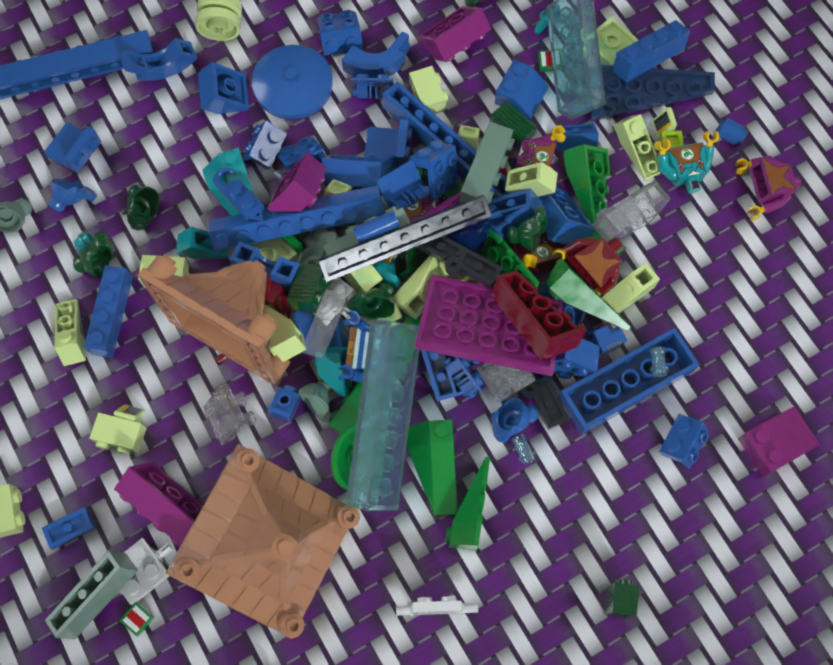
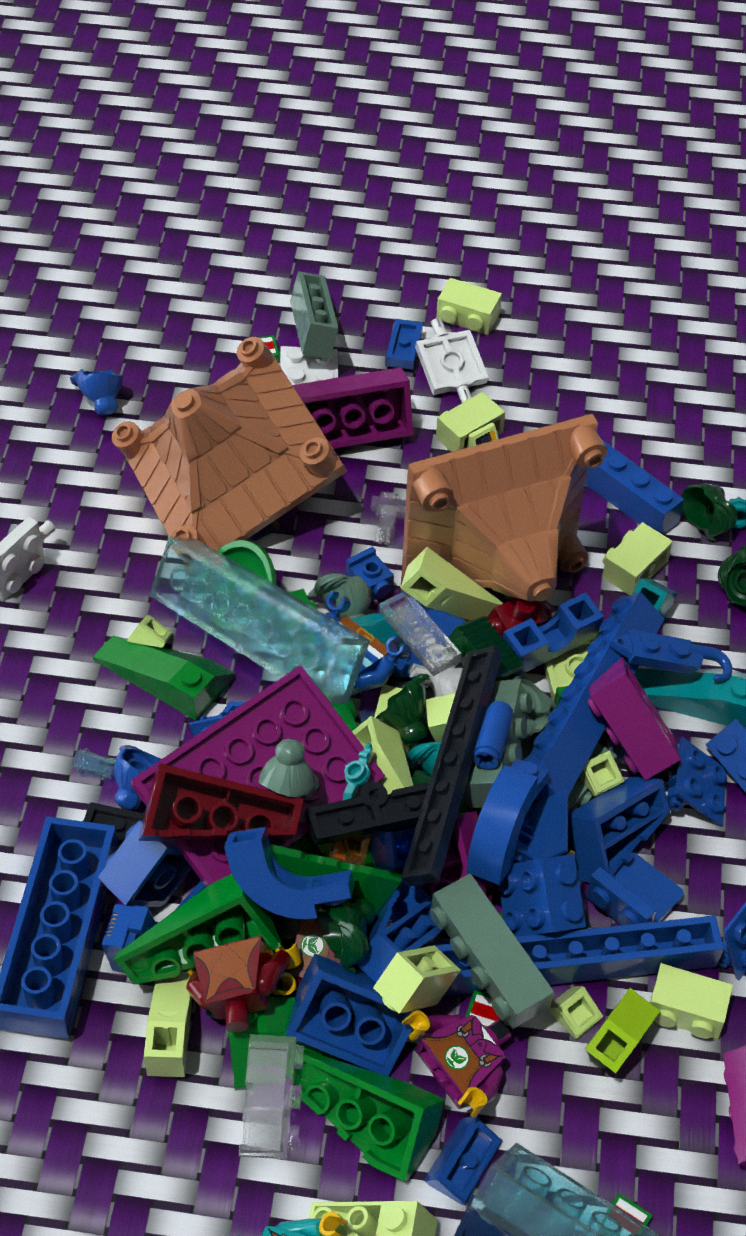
camera: 125 degrees right, 20 degrees down
(68, 483) = (451, 361): none -> white plate
(69, 333) = (635, 443): yellowish green slope -> none
(417, 188) = (502, 818): none -> blue arch
(420, 492) = (150, 633): none -> yellowish green slope
(447, 281) = (358, 772): none -> teal piece
(468, 520) = (69, 649): green wedge -> none
(471, 102) = (622, 1030): none -> lime slope
(489, 296) = (289, 771): none -> sand green hair
(511, 118) = (546, 1073): dark green brick -> none
(521, 88) = (597, 1131): blue slope -> none
(548, 263) = (274, 886): none -> blue arch
(659, 366) = (38, 950): clear light blue pin -> none

